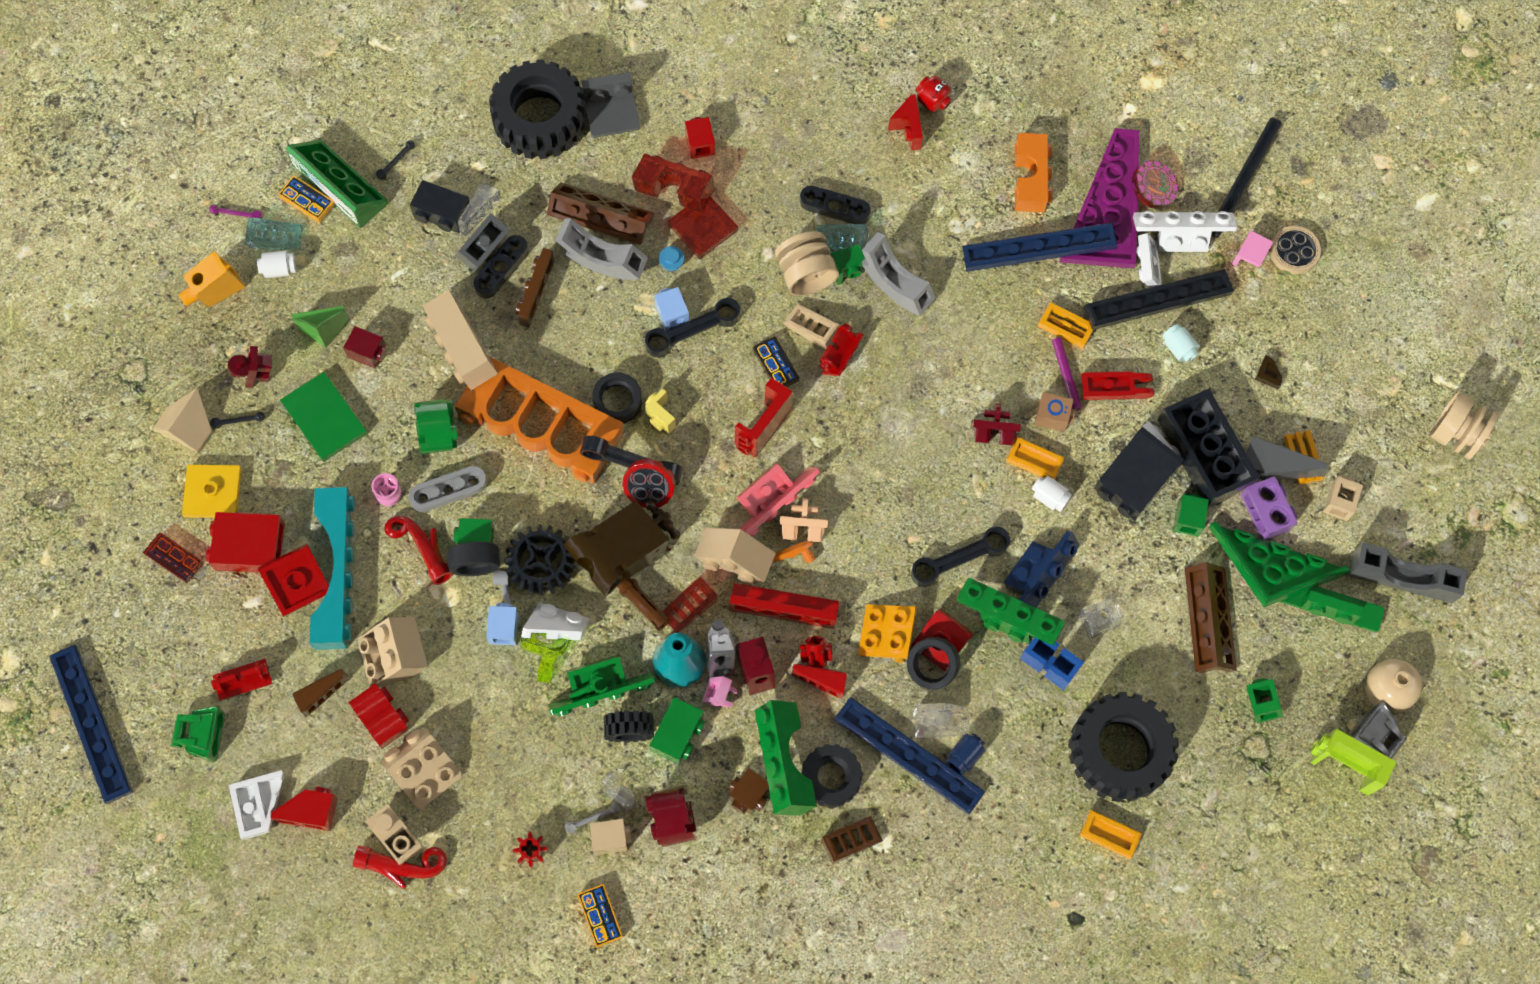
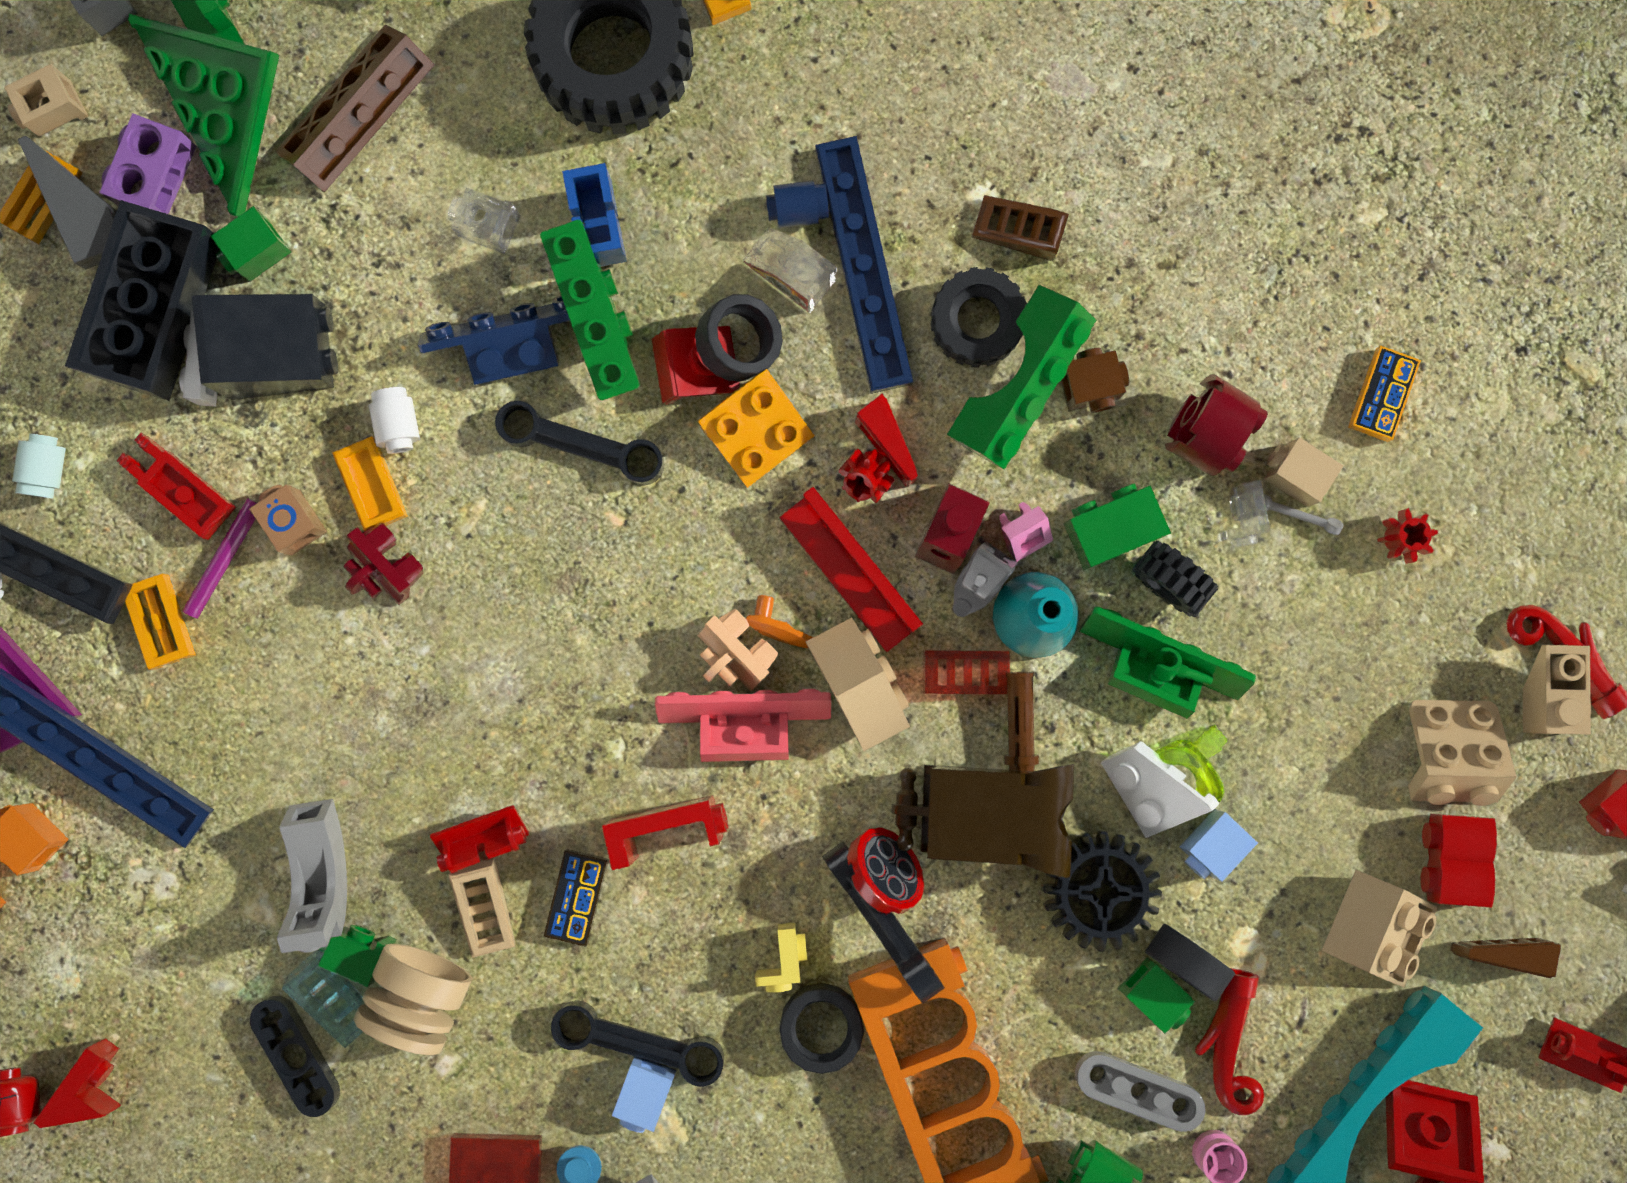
camera: 140 degrees left, 15 degrees up
(502, 578) = (1169, 911): light grey hand -> none

